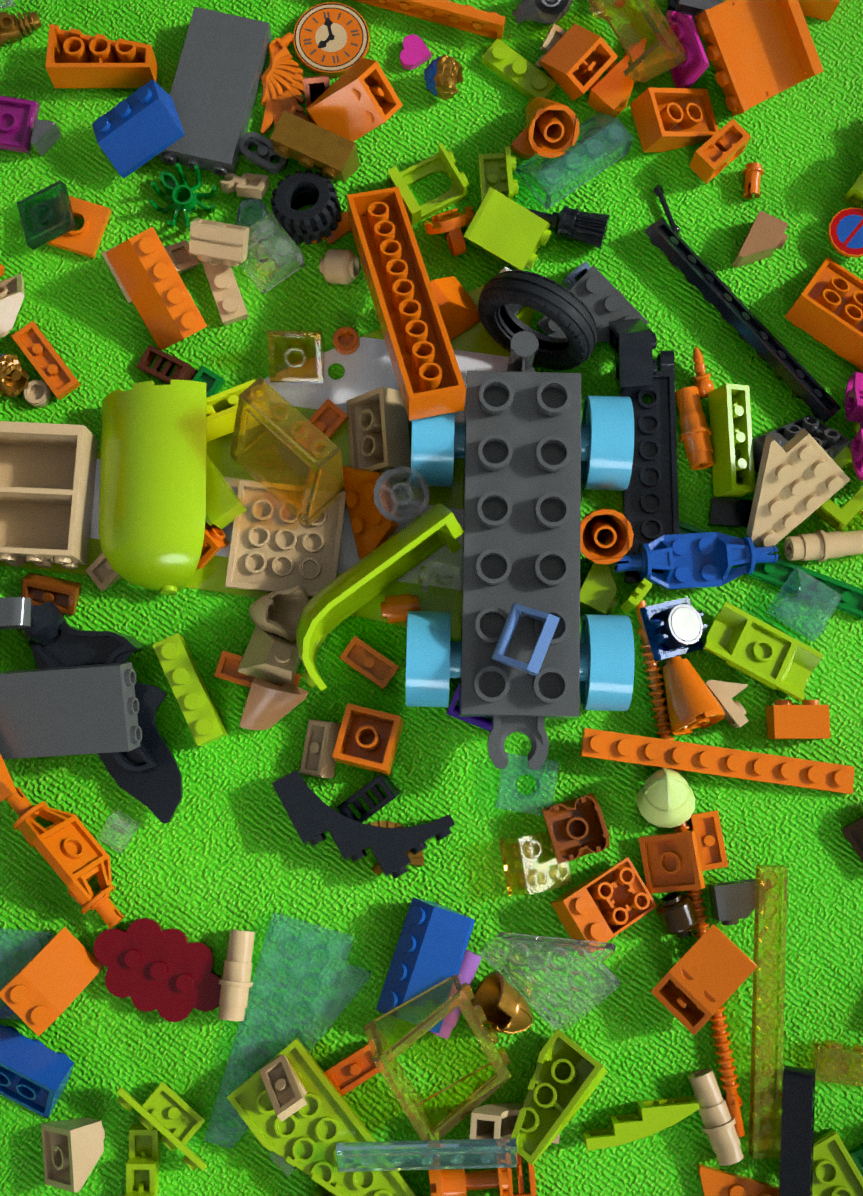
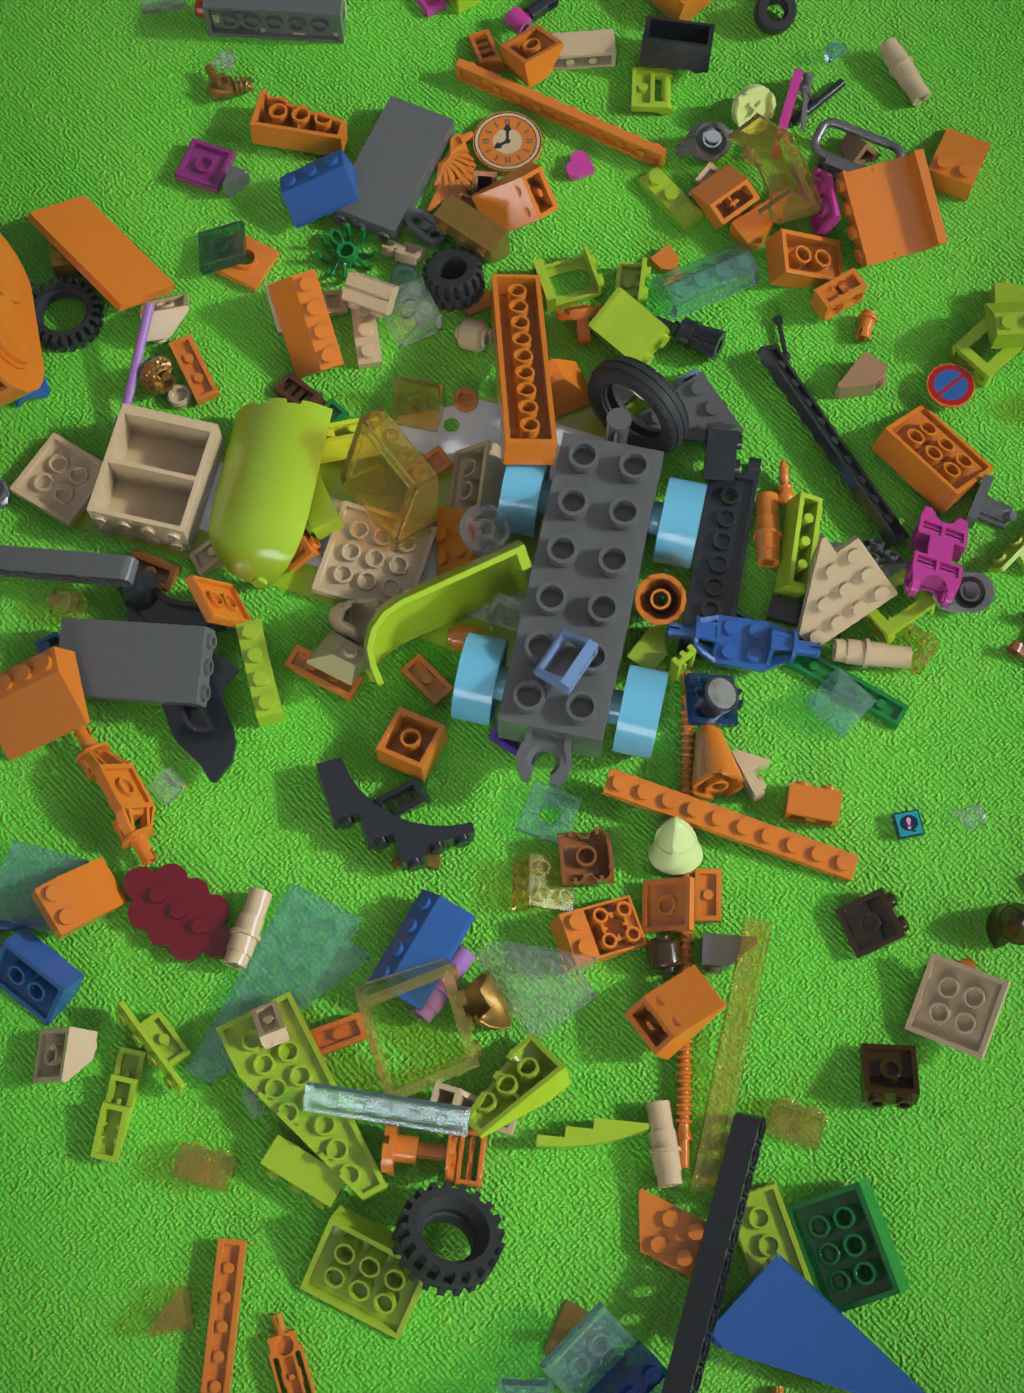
camera: 15 degrees right, 10 degrees down
(128, 625) = (218, 601): none -> orange tile
(269, 704) = (328, 696): medium nougat slope -> none
(319, 748) = (362, 754): tan slope -> none
(443, 76) = (600, 190): pearl gold piece -> none
(550, 127) = (686, 248): orange cone -> none
(761, 651) = (791, 735): lime piece -> none

